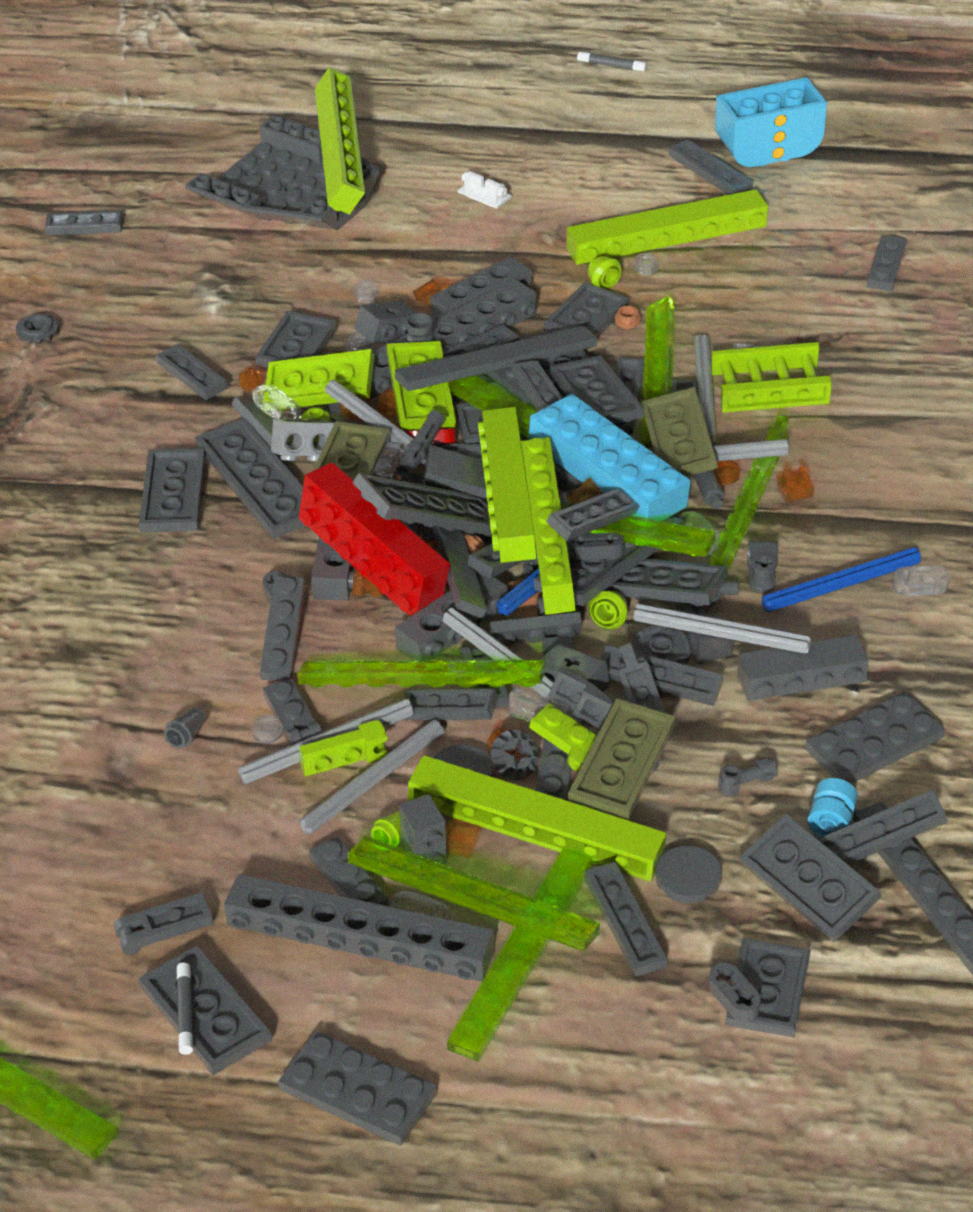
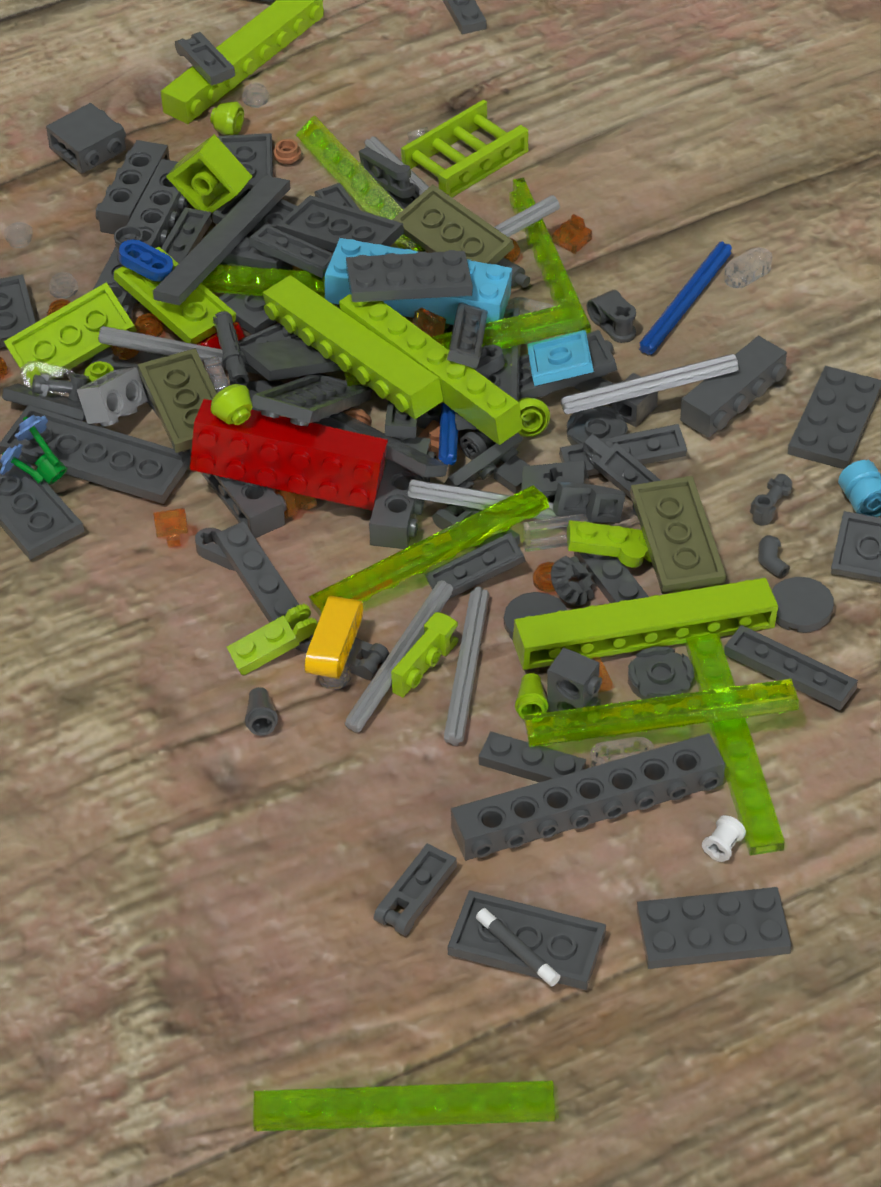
camera: 35 degrees left, 5 degrees up
(208, 468) = (48, 465): none -> plant
(244, 678) = (273, 639): none -> lime hinge
(257, 557) = (171, 524): none -> clear orange tile
(263, 406) = (42, 384): none -> dark grey bar
(282, 698) = (334, 637): none -> yellow beam
(338, 473) = (232, 404): none -> lime cone
(383, 321) = (78, 252): dark grey brick -> none
(413, 344) = (145, 260): none -> blue plate
(430, 288) = (84, 207): clear orange plate -> none
(431, 1021) = (723, 839): none -> white bush
(480, 239) = (86, 137): none -> dark grey brick
(490, 193) = (50, 90): white hinge -> none
(517, 866) = (660, 673): none -> dark grey tile
(532, 304) = (209, 175): none -> lime brick
(589, 445) = (408, 276): none -> dark grey plate
(620, 216) = (205, 58): none -> dark grey plate
(670, 572) = (560, 357): none -> medium azure tile
(683, 365) = (388, 173): none -> dark grey plate
(697, 823) = (768, 557): none -> dark grey arm

